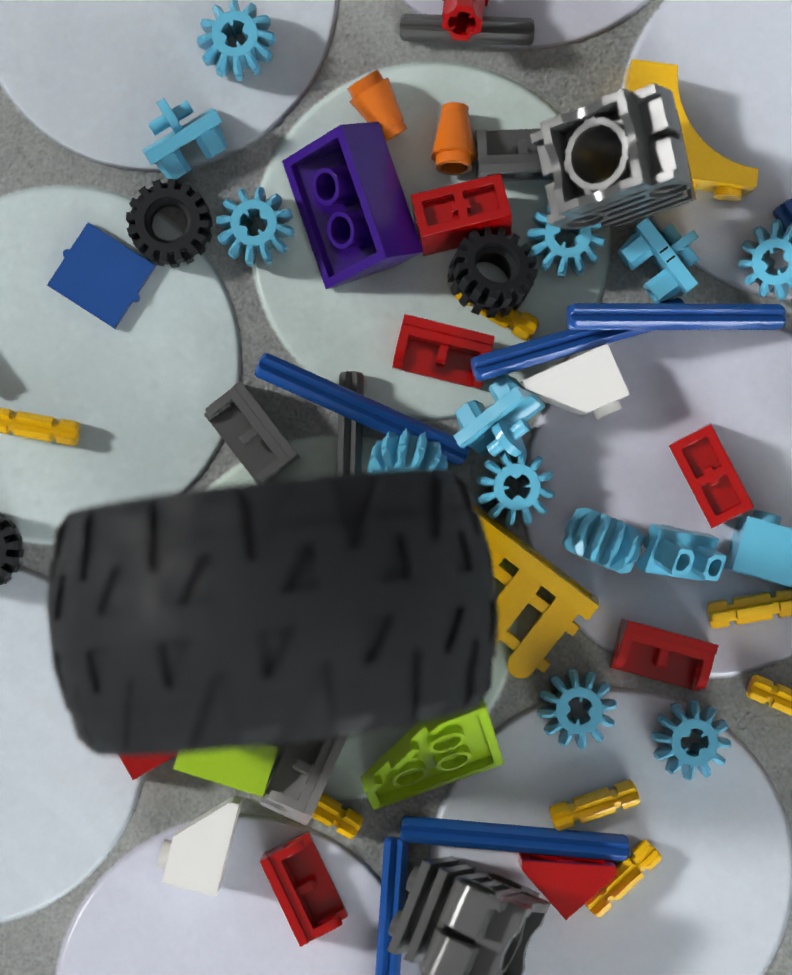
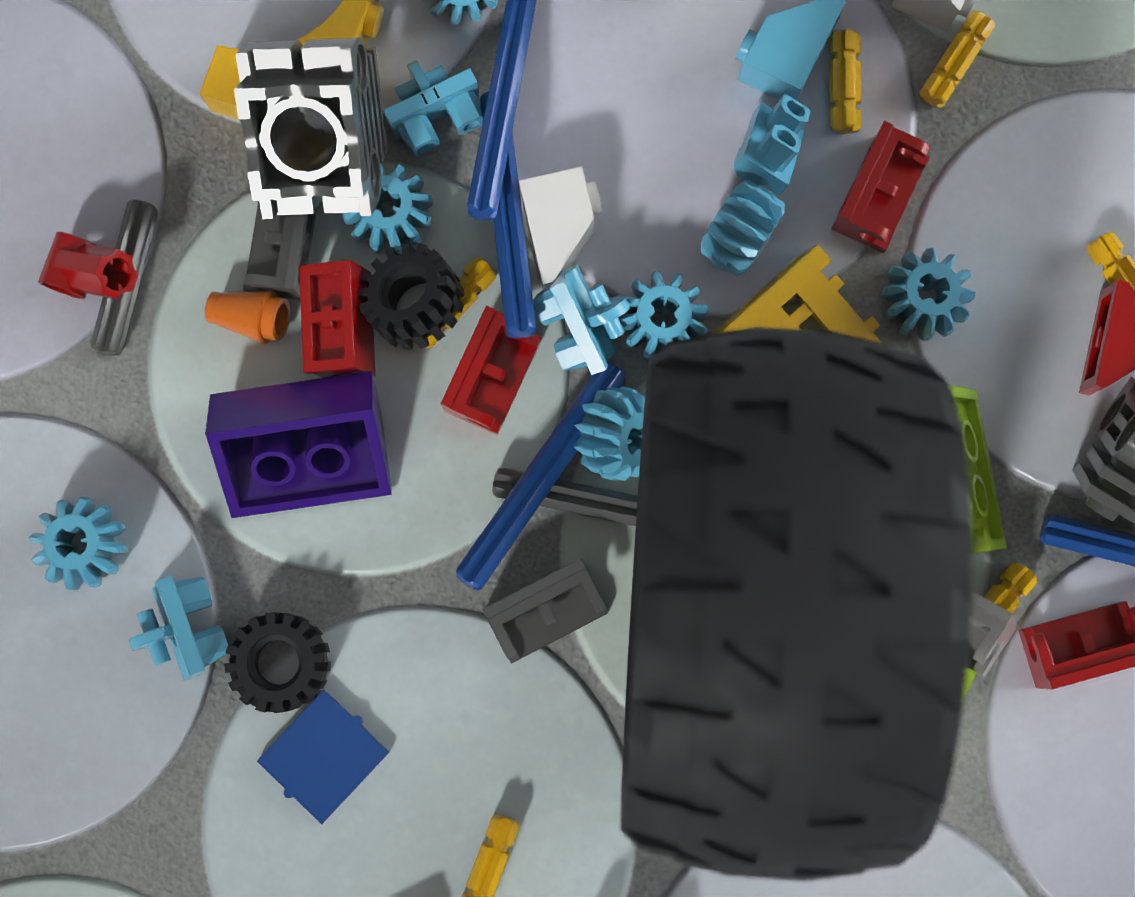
camera: 75 degrees left, 5 degrees down
(201, 849) = (1023, 757): white slope -> none
(255, 208) = (307, 580): medium azure gear -> none
(377, 103) = (187, 394): orange cone -> none
(514, 838) = (1063, 394): blue axle -> none
(594, 805) = (1039, 296): yellow axle -> none
(700, 752) = (1000, 168): medium azure gear -> none
(711, 475) = (689, 94): red hinge -> none

